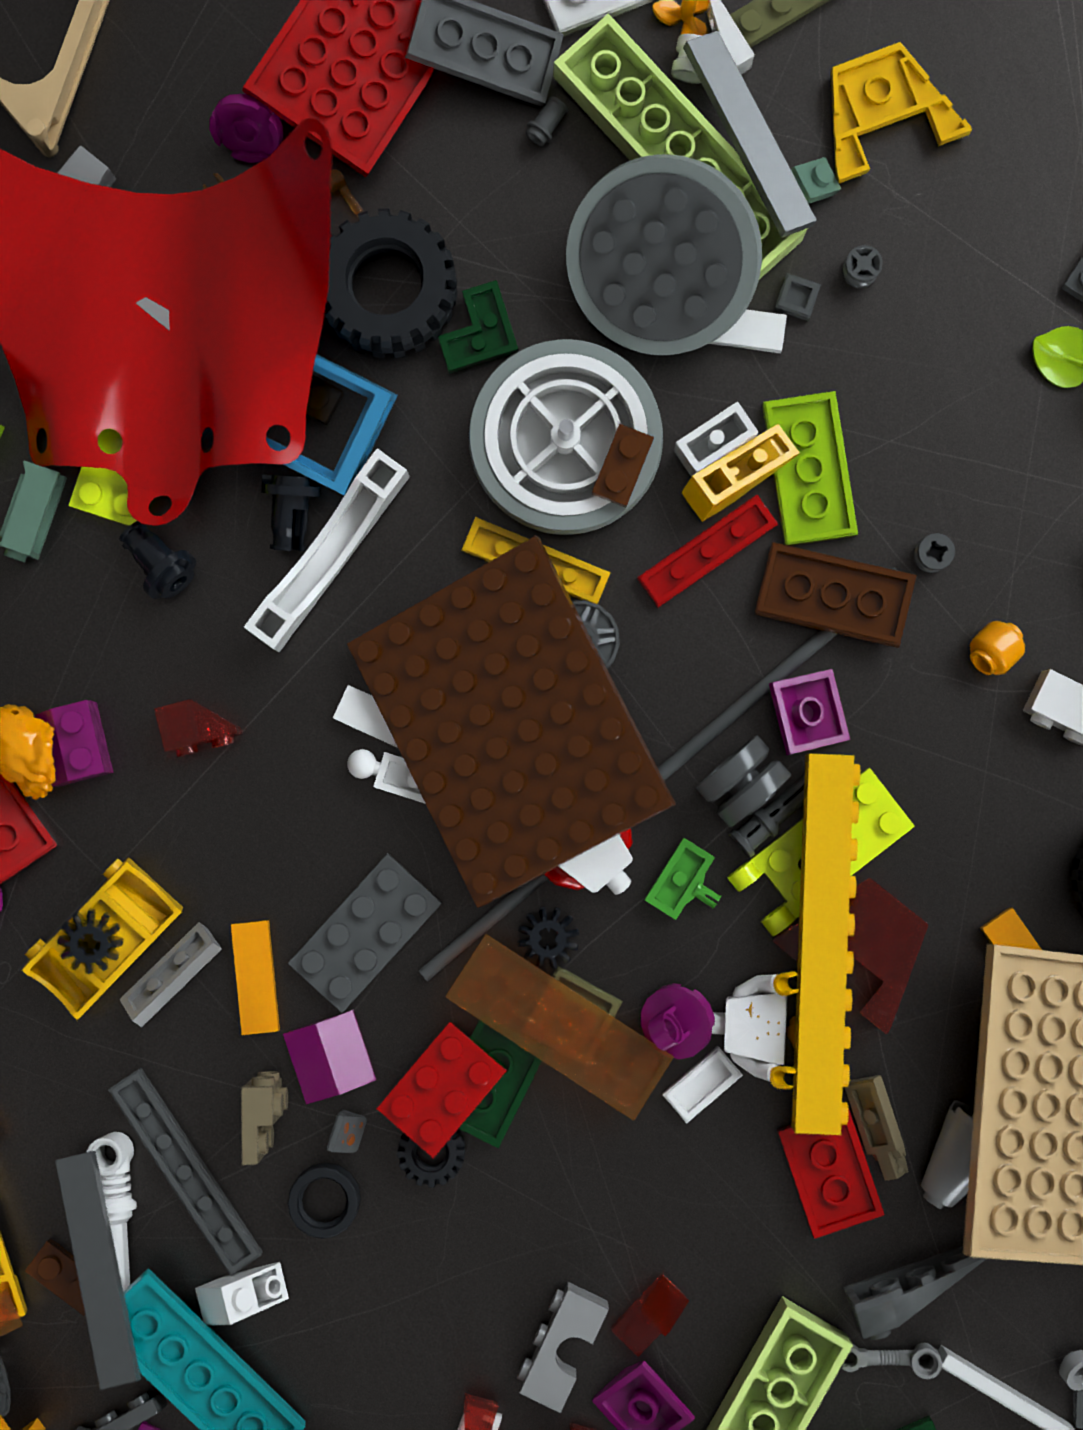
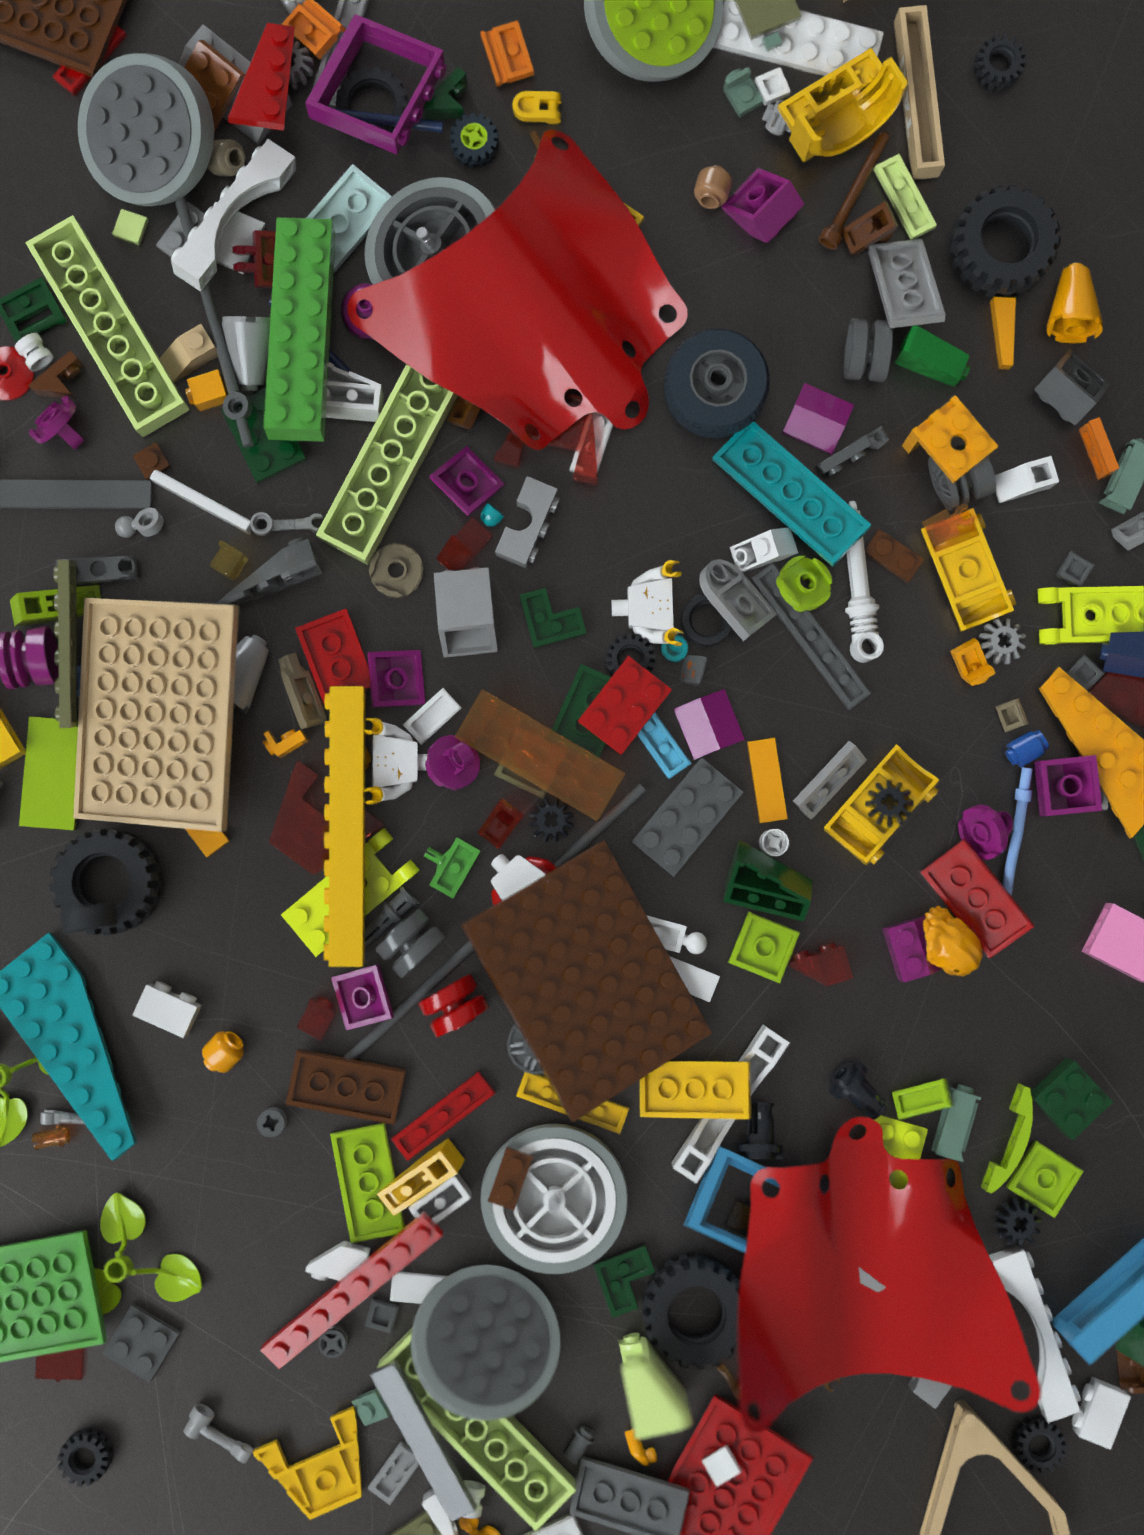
camera: 170 degrees right, 0 degrees up
(72, 544) = (922, 1099): none -> lime tile
(98, 1270) = (869, 565): dark grey tile -> none
(203, 1233) = (792, 590): none -> lime plate
(245, 127) = (809, 1428): magenta tile -> none
(245, 897) = (778, 842): none -> white wheel
(261, 1107) = (756, 688): dark tan plate -> none
(263, 838) = (766, 884): none -> dark green wedge
(271, 754) = (764, 947): none -> lime plate
(284, 1230) = (735, 598): none -> light grey tile
(362, 85) = (721, 1465): none -> white tile
(369, 569) = (697, 1090): none -> yellow plate
(371, 1163) = (674, 653): none -> teal tile
(393, 1029) = (663, 747): none -> medium azure tile
(399, 1224) = (651, 605): none -> white torso
(446, 183) = (653, 1391): none -> yellowish green windscreen
(472, 111) = (643, 1455): none -> light orange arm
(537, 1199) = (547, 627): none -> dark green plate
(612, 1357) = (491, 515): none -> teal hinge
(615, 936) = (500, 823): none -> clear red slope
(652, 1226) = (465, 612): none -> light grey slope
(687, 693) = (455, 1008): none -> red wheel
(737, 1265) = (404, 584): none -> dark tan tile
(749, 1138) = (396, 678): none -> magenta slope
(788, 95) = (394, 1473): none -> light grey plate
(835, 330) = (352, 1290): none -> plate
(847, 366) = (338, 1261): none -> white slope
(870, 687) = (317, 1017): none -> clear red bracket
(895, 1058) = (290, 741): none -> light orange bracket
(971, 1311) = (228, 561): none -> clear yellow panel
(1039, 168) = (199, 1424): none -> light grey brick

